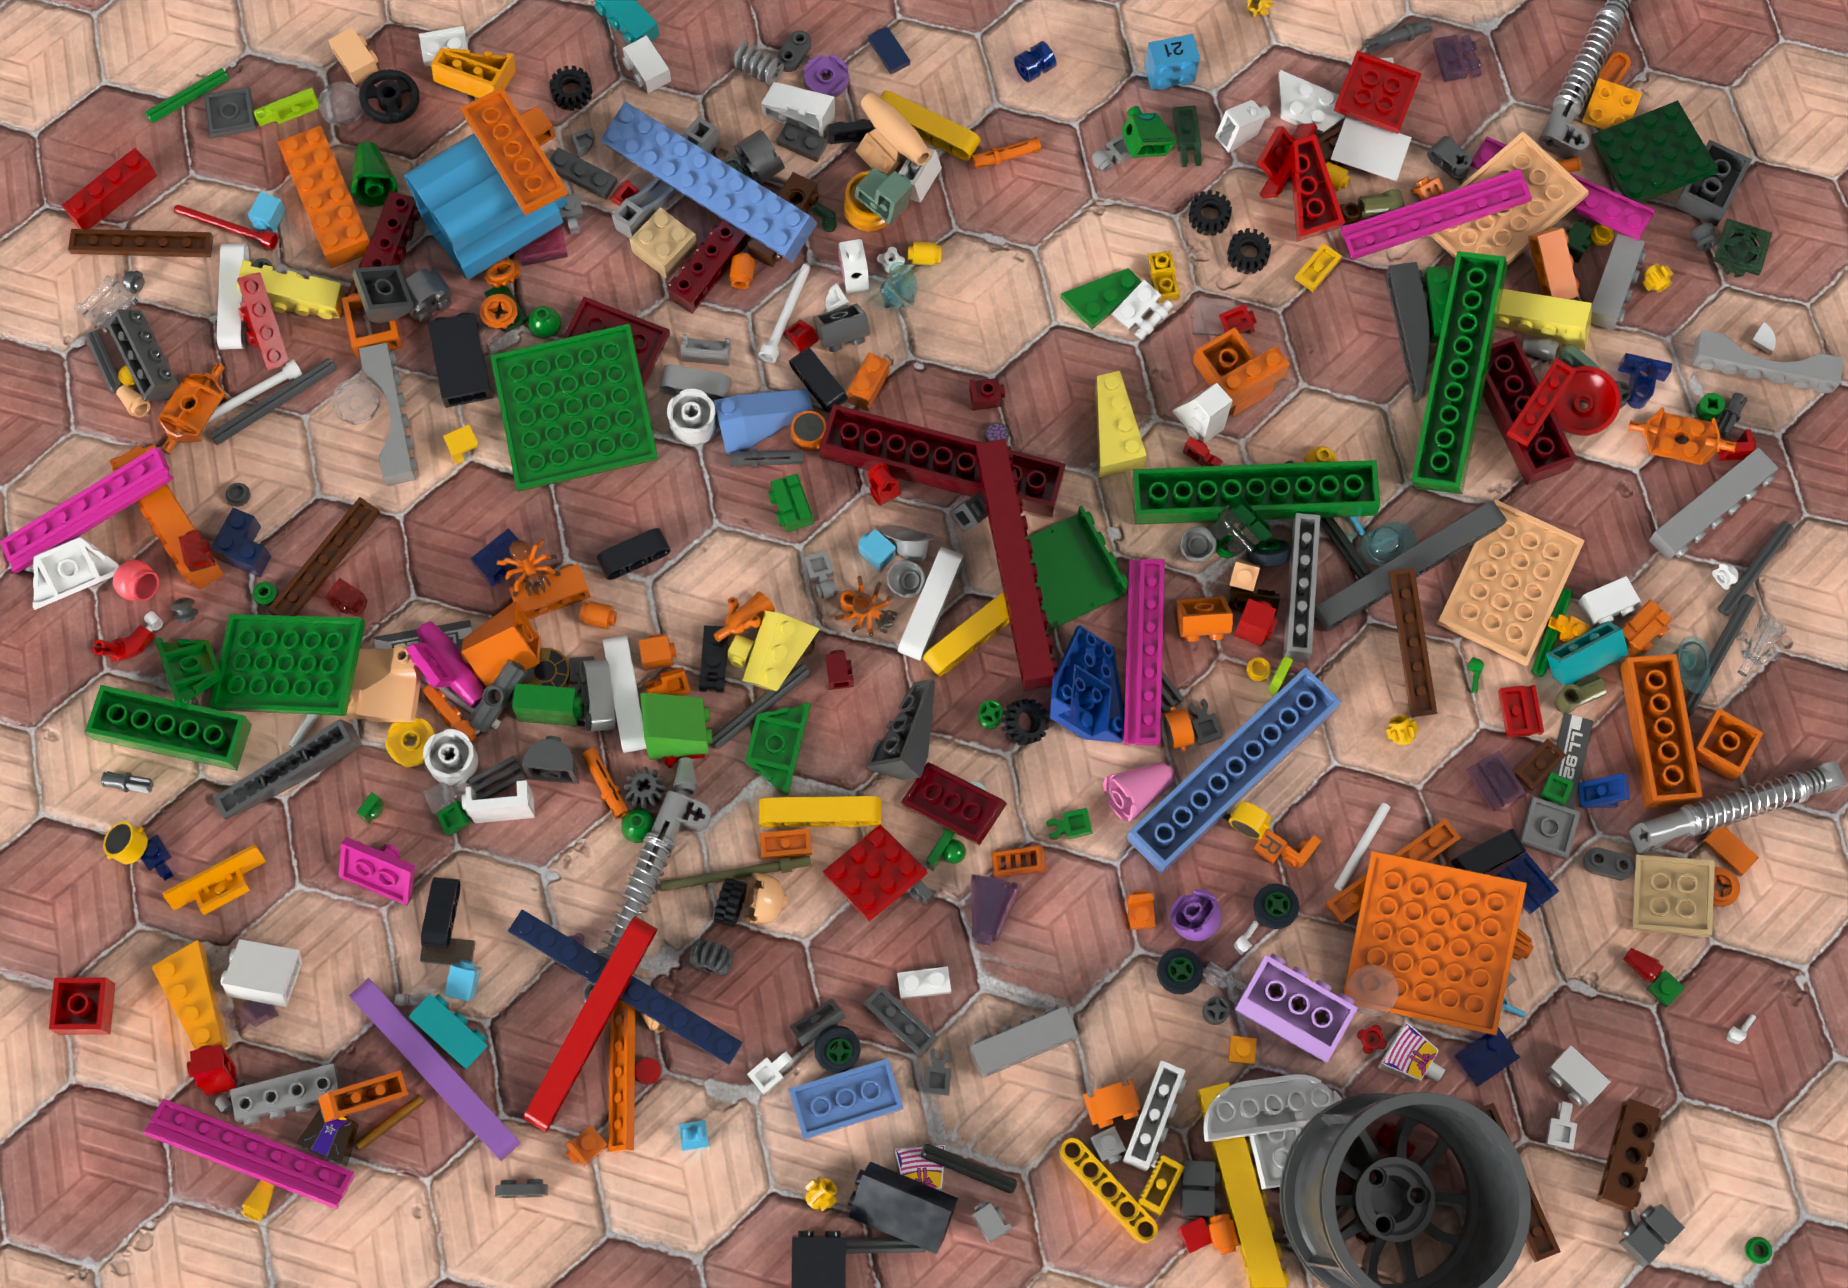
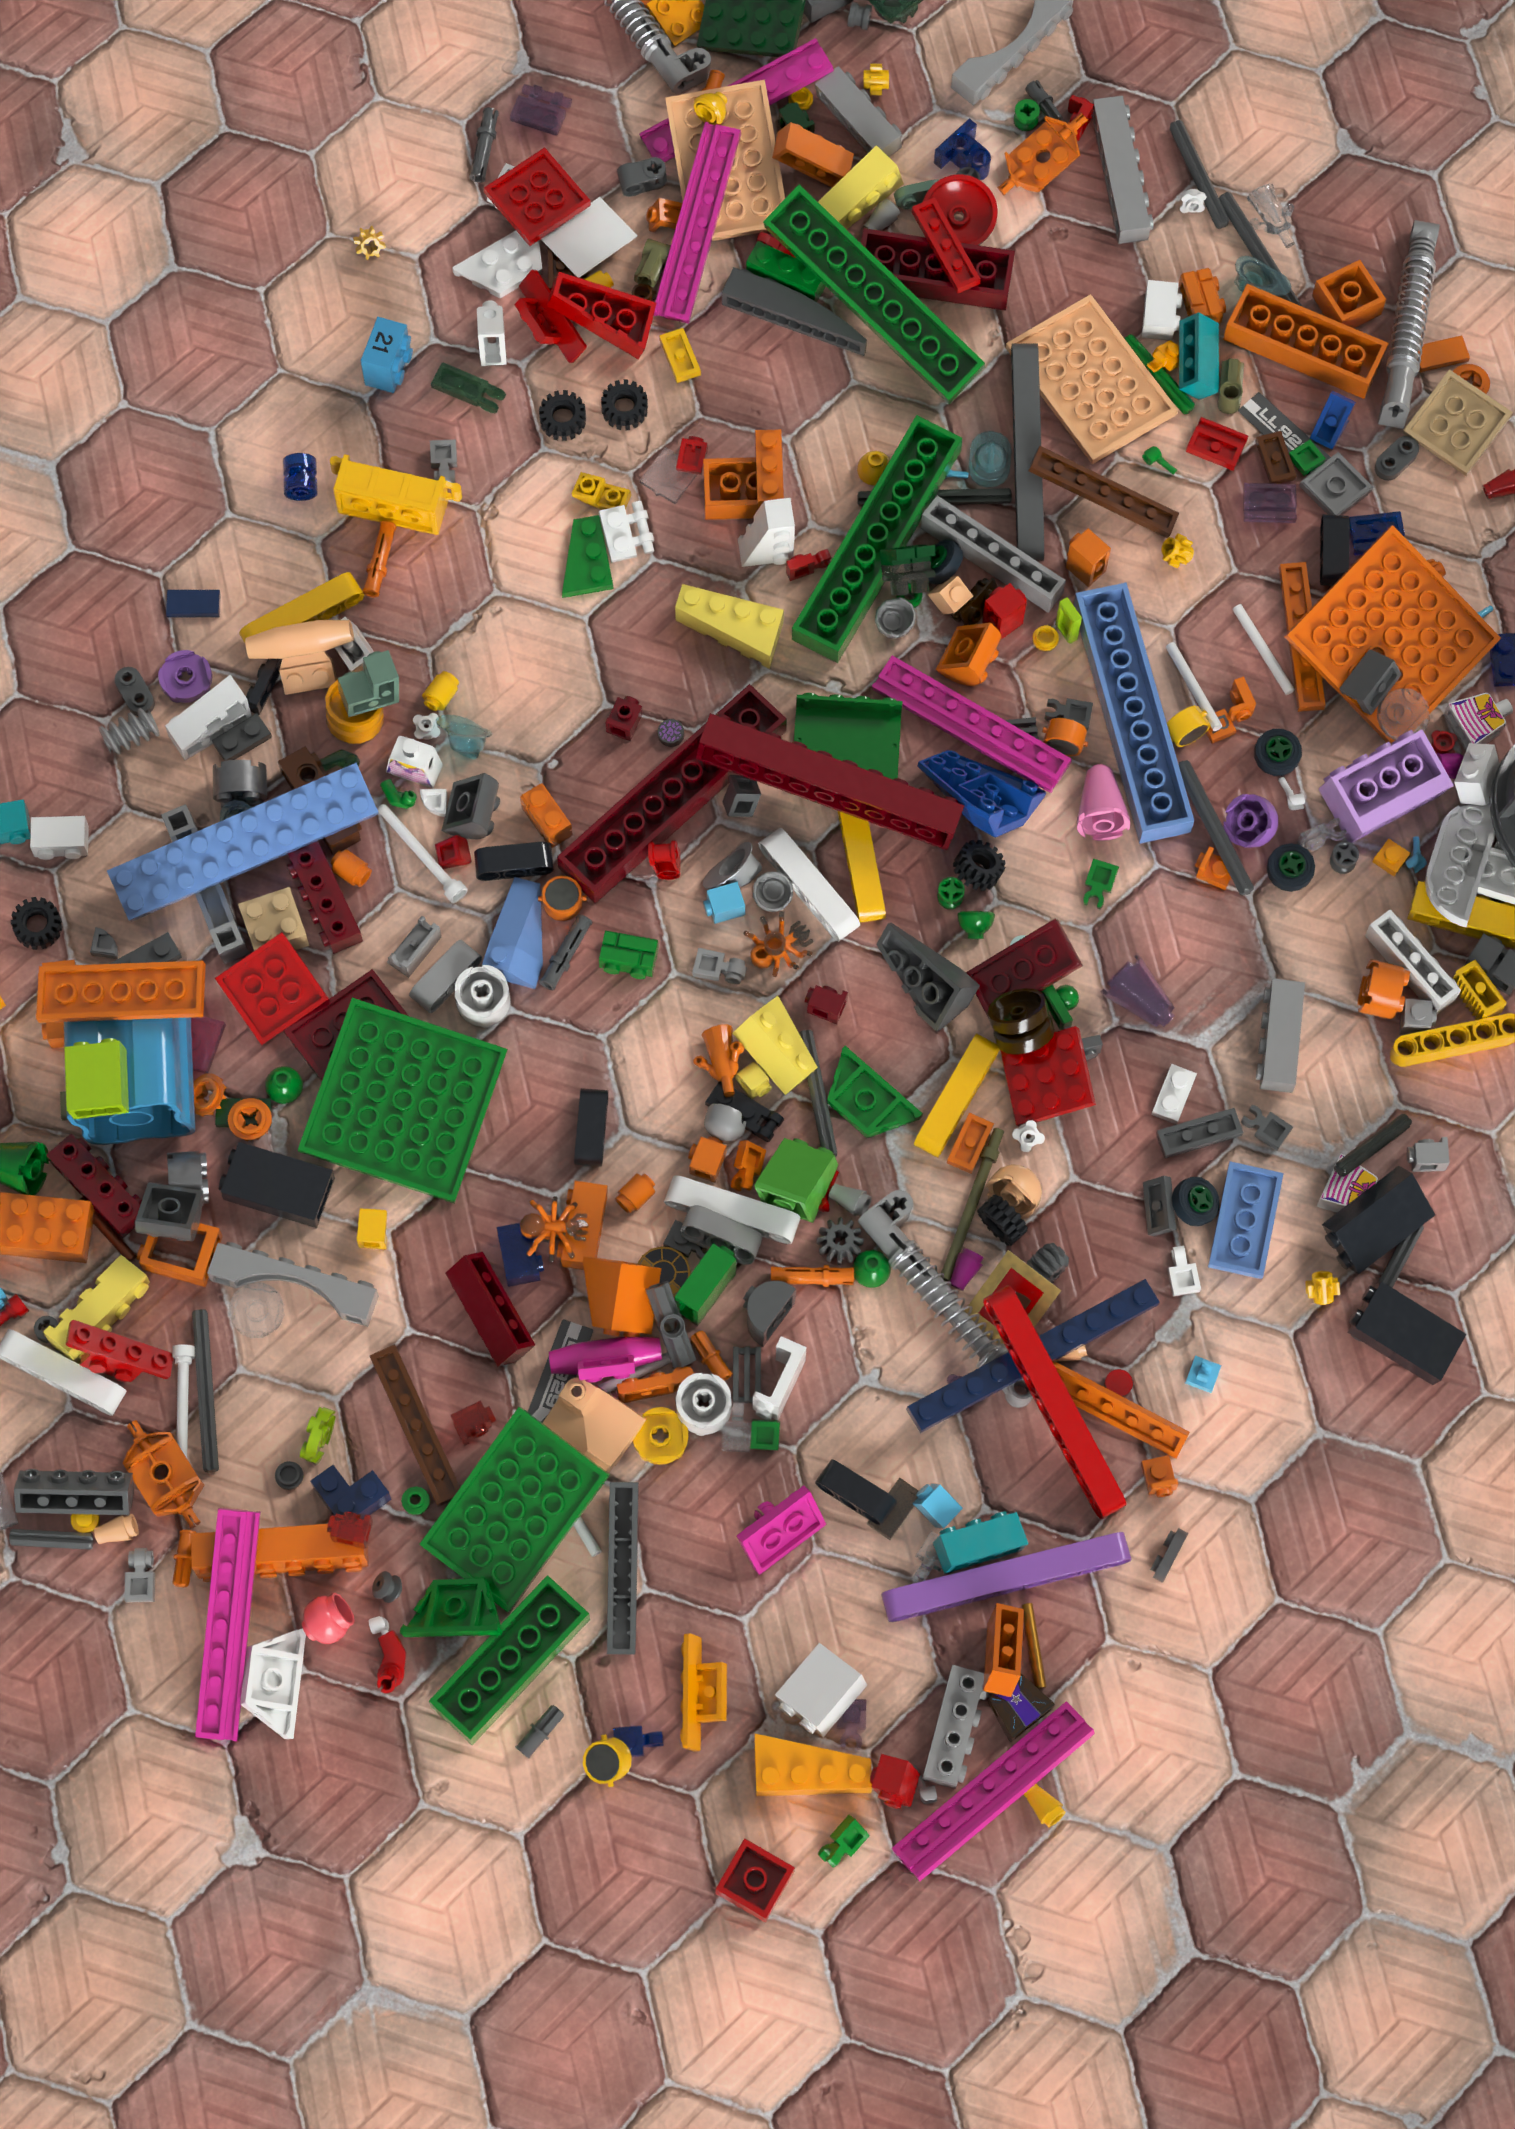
camera: 60 degrees left, 0 degrees up
(99, 439) = (140, 1584): none -> light grey plate
(153, 1058) = (846, 1838): none -> green plate
(273, 493) = (320, 1432): none -> lime plate
(371, 808) = (710, 1507): green plate -> none
(435, 172) = (96, 1079): none -> lime brick
(442, 560) = (490, 1309): none -> dark red brick
(495, 743) = (710, 1355): none -> orange axle
(609, 267) = (271, 988): none -> red plate
(624, 191) = (192, 935): red slope -> none
(671, 949) = (1031, 1288): none -> pearl gold sticker
(678, 897) = (965, 1268): none -> magenta cone
(689, 647) = (724, 1122): none -> light grey hair
(820, 271) = (395, 798): none -> green arm
(823, 882) = (1020, 1133): none -> white plate
(904, 823) = (1021, 1021): none -> dark brown wheel
(976, 746) = (975, 922): none -> green brick
(1019, 870) = (1116, 928): orange slope -> none
(1059, 130) = (391, 495): none -> yellow container
(1146, 134) = (445, 422): green torso -> none
(1174, 890) = (1215, 829): none -> dark grey axle
(1252, 1073) = (1417, 861): none -> medium azure hand
(1290, 807) = (1193, 686): none -> white bar
(1346, 661) = (1087, 557): none -> orange brick
(1354, 1054) = (1451, 763): none -> magenta cone
(1357, 1078) = (1476, 774): none -> white brick
(1380, 944) = (1371, 680): none -> dark grey panel
(1535, 165) = (711, 107): none -> yellow brick
(1764, 339) = (987, 31): white tile -> none

